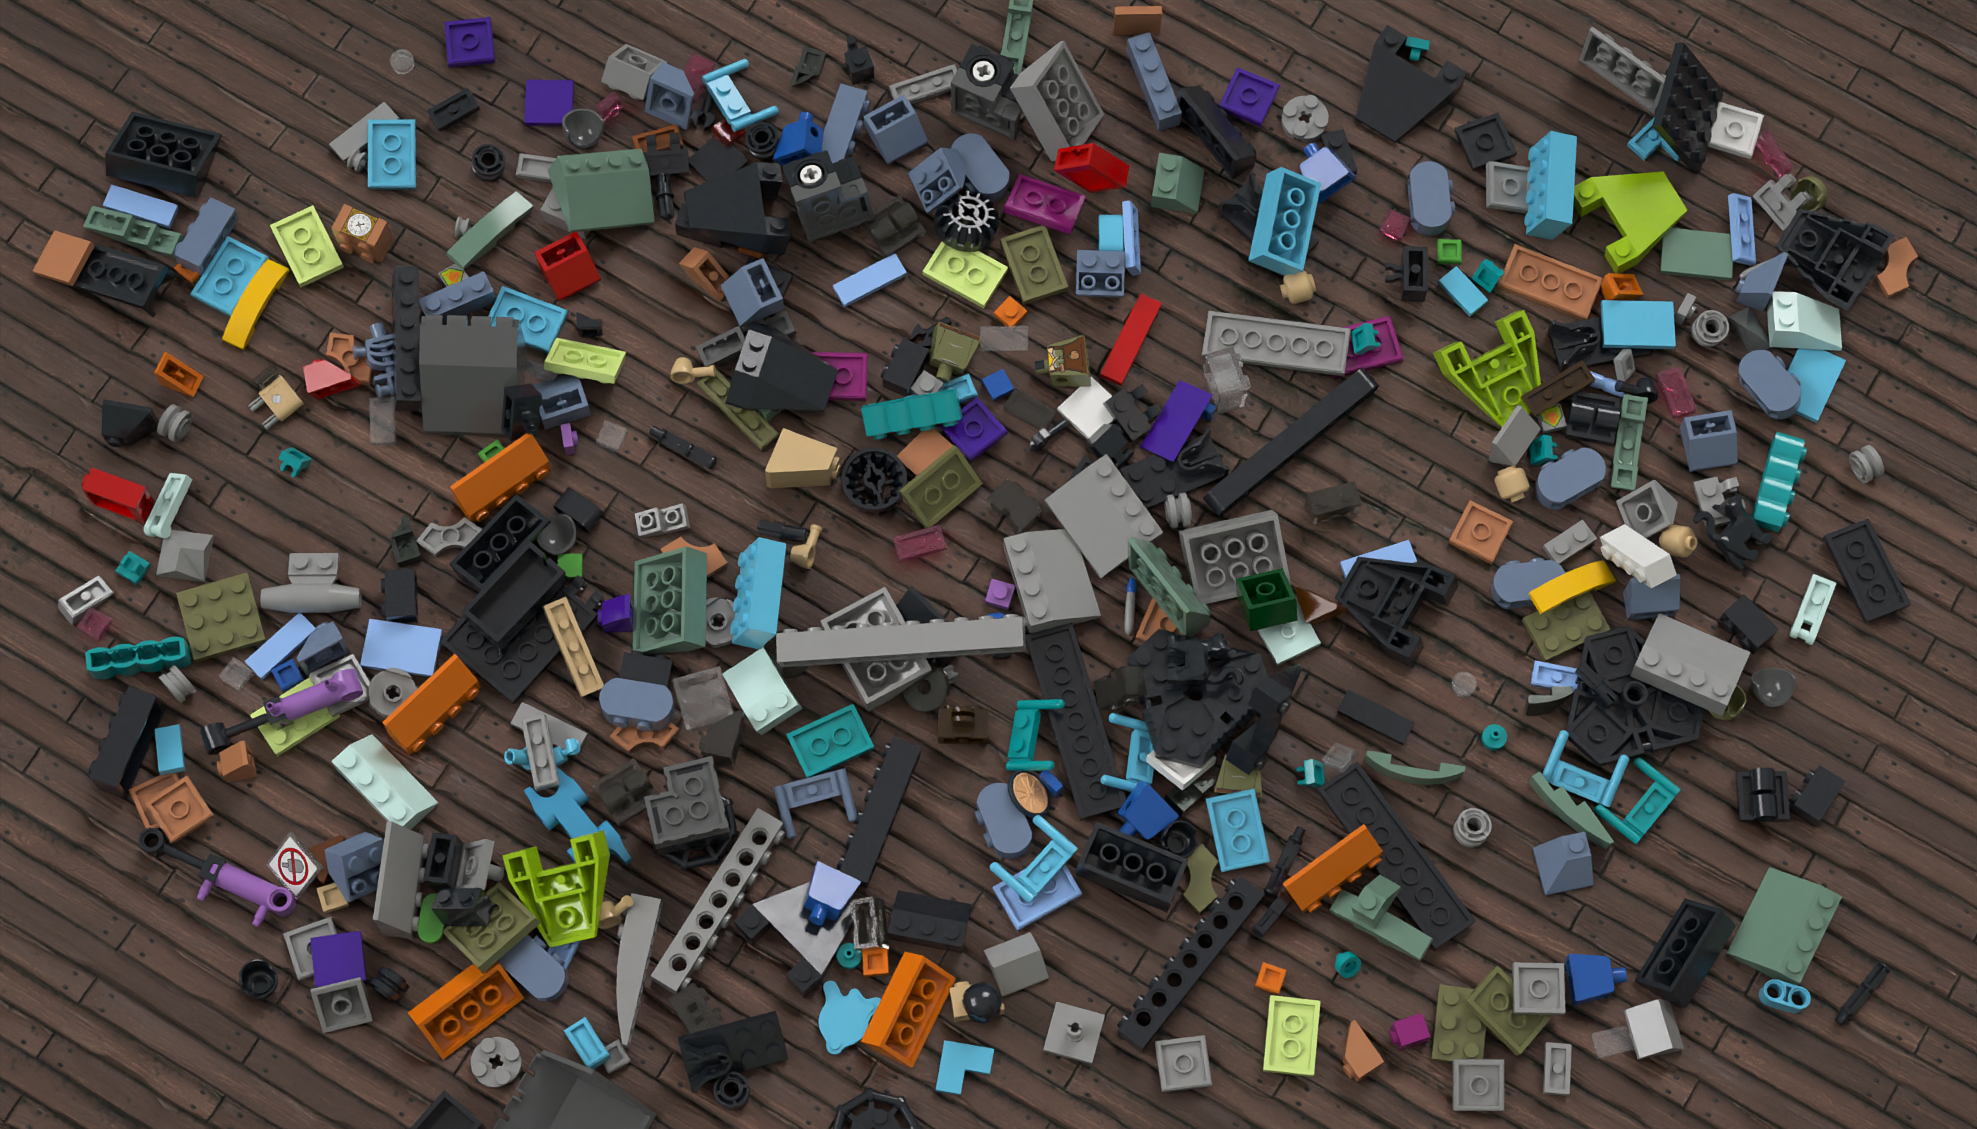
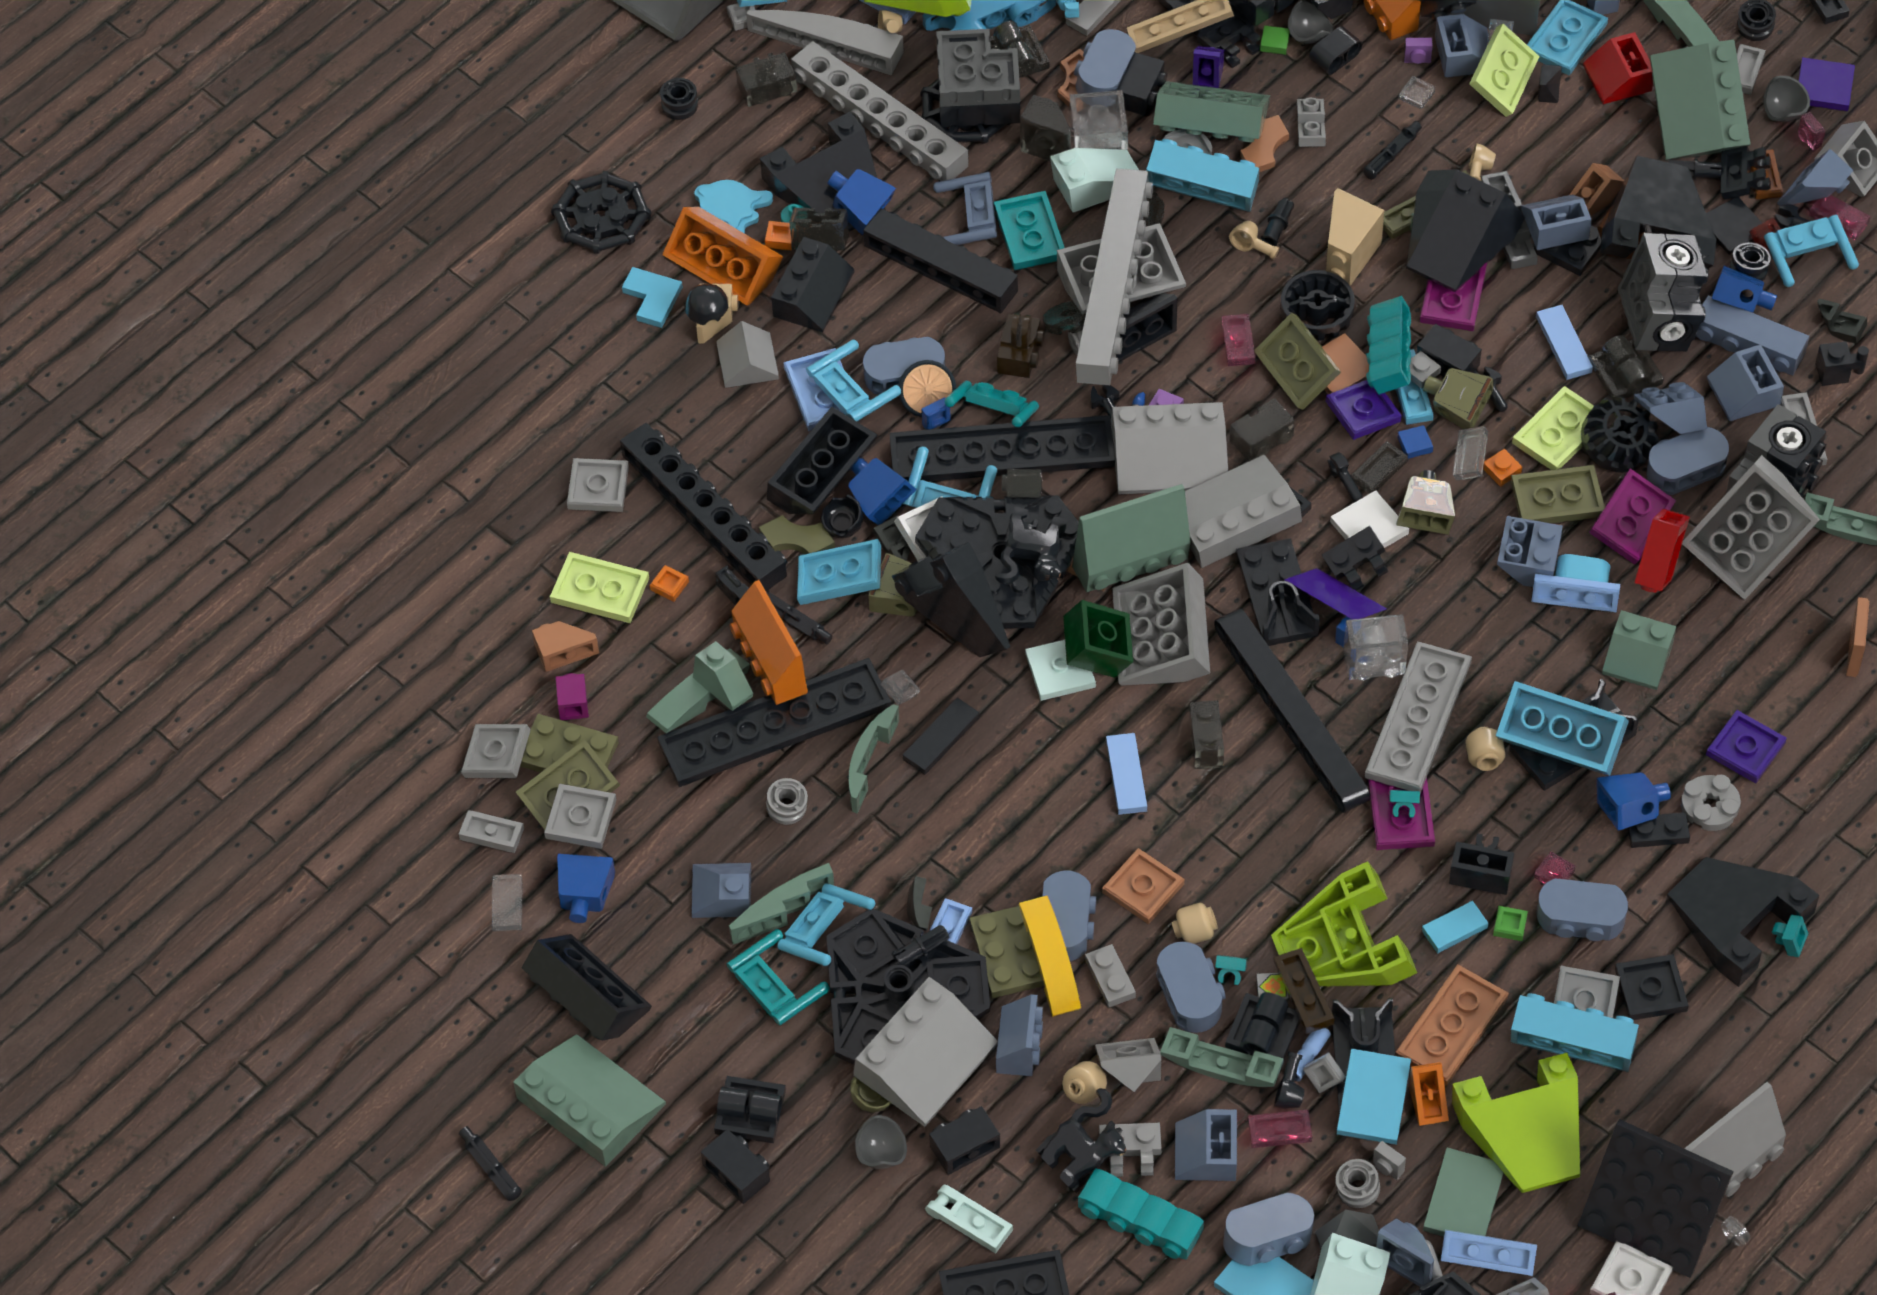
camera: 105 degrees right, 15 degrees down
(732, 1048) = (720, 97): black plate -> none
(1074, 1033) = (659, 397): light grey tile -> none
(1109, 441) = (1320, 526): black brick -> none
(1130, 339) = (1449, 577): red tile -> none
(1153, 81) = (1777, 647): sand blue brick -> none
(1178, 510) = (1226, 579): light grey wheel -> none
(1215, 130) = (1702, 695): black slope -> none
(1313, 773) = (887, 658): teal tile -> none
(1317, 607) = (1086, 693): reddish brown slope -> none
(1347, 964) = (663, 651): teal tile -> none
(1386, 598) = (1071, 763): black wedge -> none
(1463, 684) = (960, 832): clear tile -> none
(1488, 275) = (1469, 953): teal tile -> none
(1494, 737) = (890, 849): teal tile -> none
(1513, 438) = (1249, 923): light grey slope -> none
(1637, 556) = (1064, 1011): white brick -> none
(1653, 1029) = (505, 935): slope -> none
(1784, 1000) = (504, 1075): medium azure beam -> none

